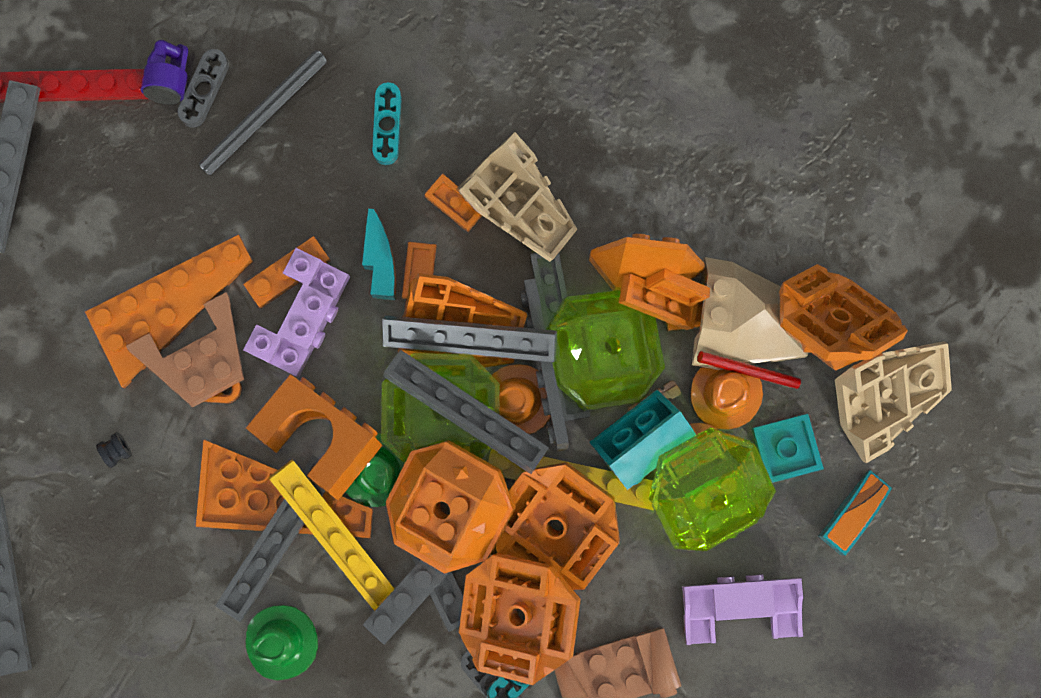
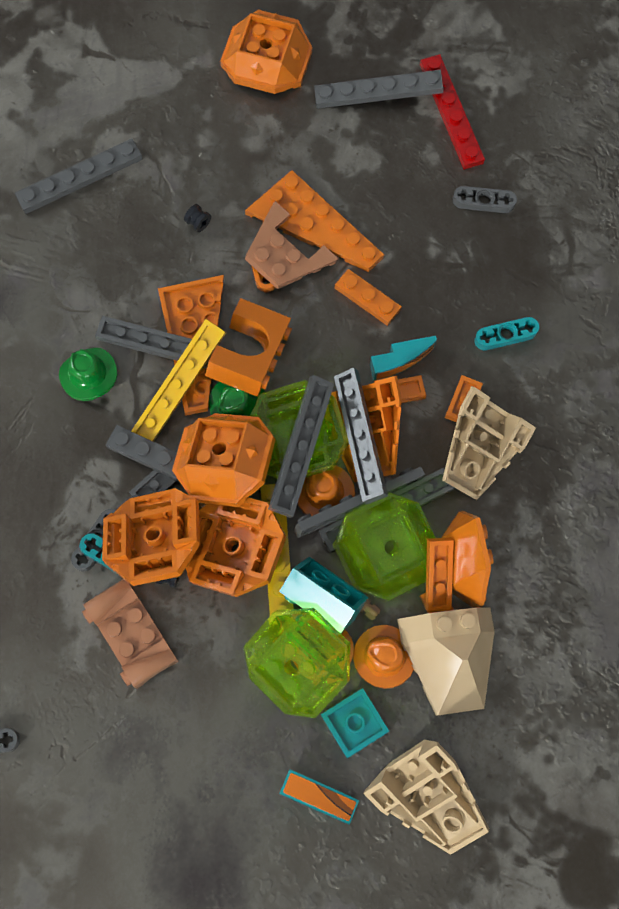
camera: 75 degrees right, 10 degrees down
(165, 81) = (478, 168): dark purple piece -> none
(262, 112) = (482, 244): dark grey axle -> none
(306, 318) = (337, 318): lavender bracket -> none
(677, 287) = (455, 583): orange tile -> none
(742, 600) = (217, 717): lavender bracket -> none
(749, 370) = (409, 667): red bar -> none
(836, 318) = (477, 724): orange piece -> none

